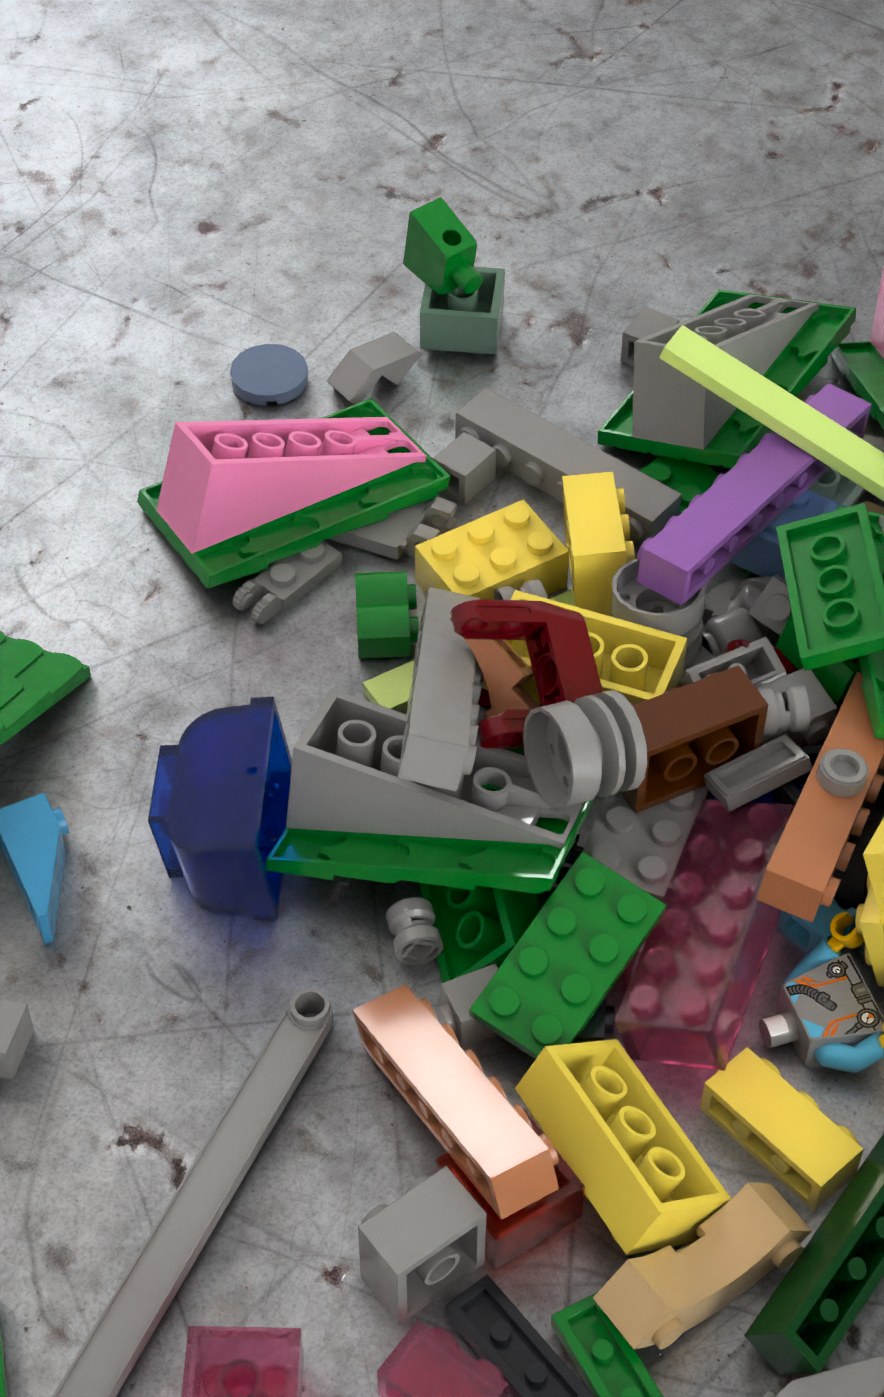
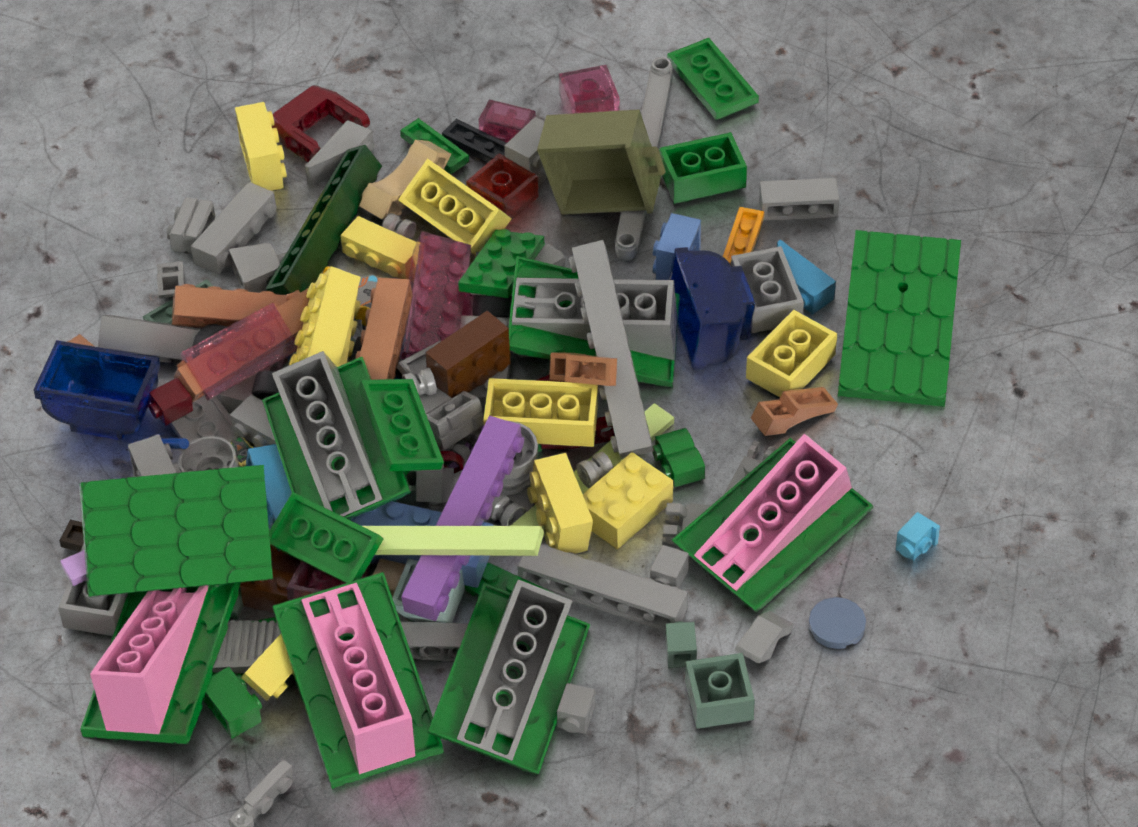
camera: 165 degrees right, 0 degrees up
(92, 1131) = (703, 167): none -> green brick
(93, 975) = (744, 232): none -> light orange plate
(104, 842) = (771, 287): none -> light grey brick
(107, 435) = (917, 536): none -> medium azure brick
(130, 710) = (791, 354): none -> light yellow brick
(176, 639) = (792, 408): none -> nougat slope
(230, 938) = (676, 233): none -> medium blue brick
(306, 1093) = (600, 162): none -> olive container
(441, 249) = (741, 676): green torso -> none
(457, 1101) = (535, 192): brick -> none
(486, 369) = (680, 643): none -> sand green brick
(556, 648) = (545, 363): dark red connector -> none
(585, 748) = (518, 299): light grey wheel -> none
(737, 1164) = (403, 227): none -> light grey wheel
(842, 772) = (378, 337): light grey tile -> none

